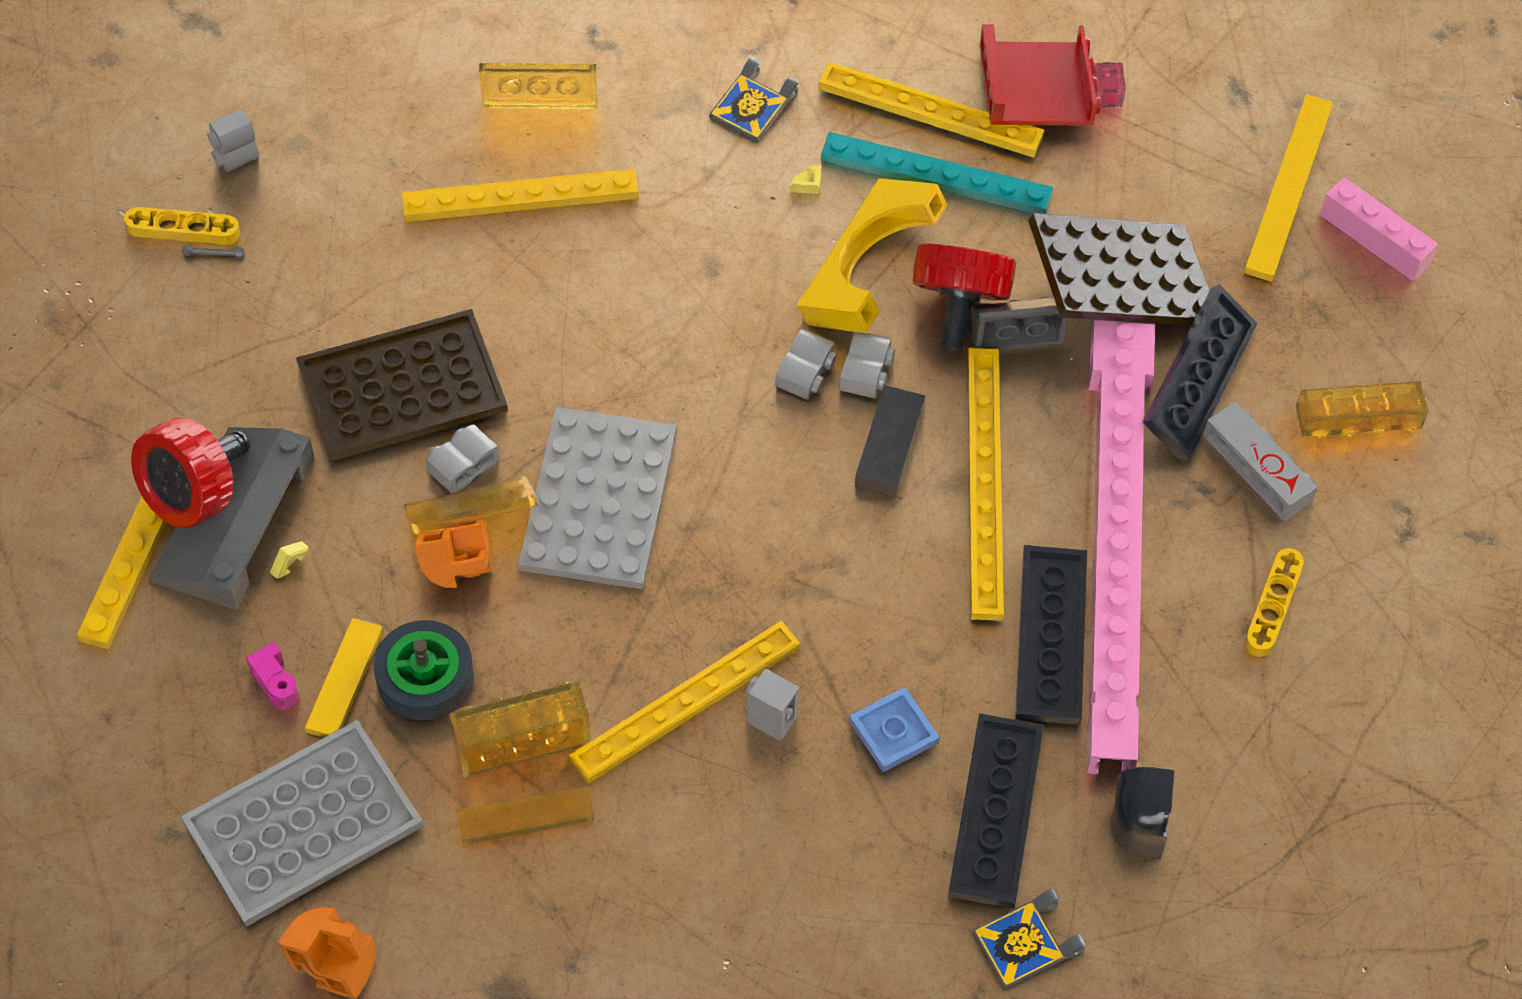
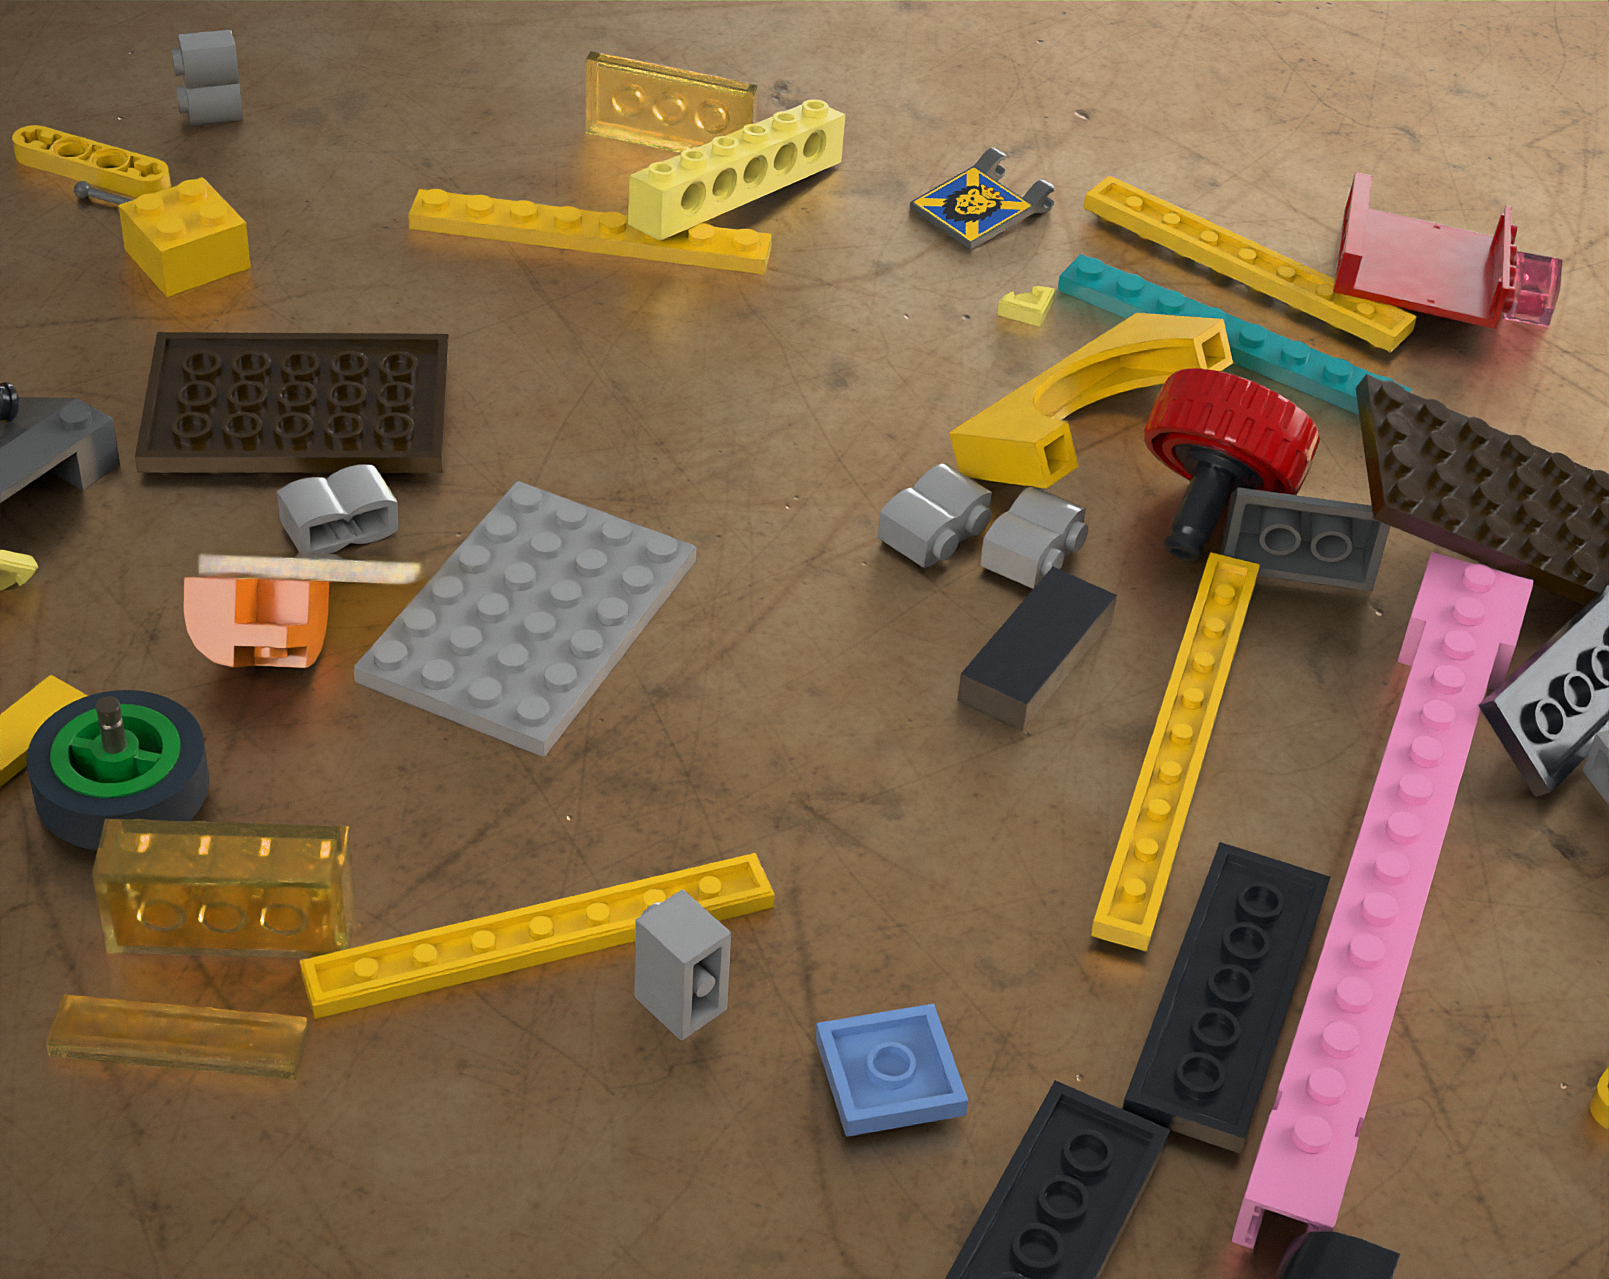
camera: 15 degrees right, 15 degrees down
(276, 276) = (184, 236): none -> yellow brick
(599, 127) = (735, 169): none -> light yellow brick

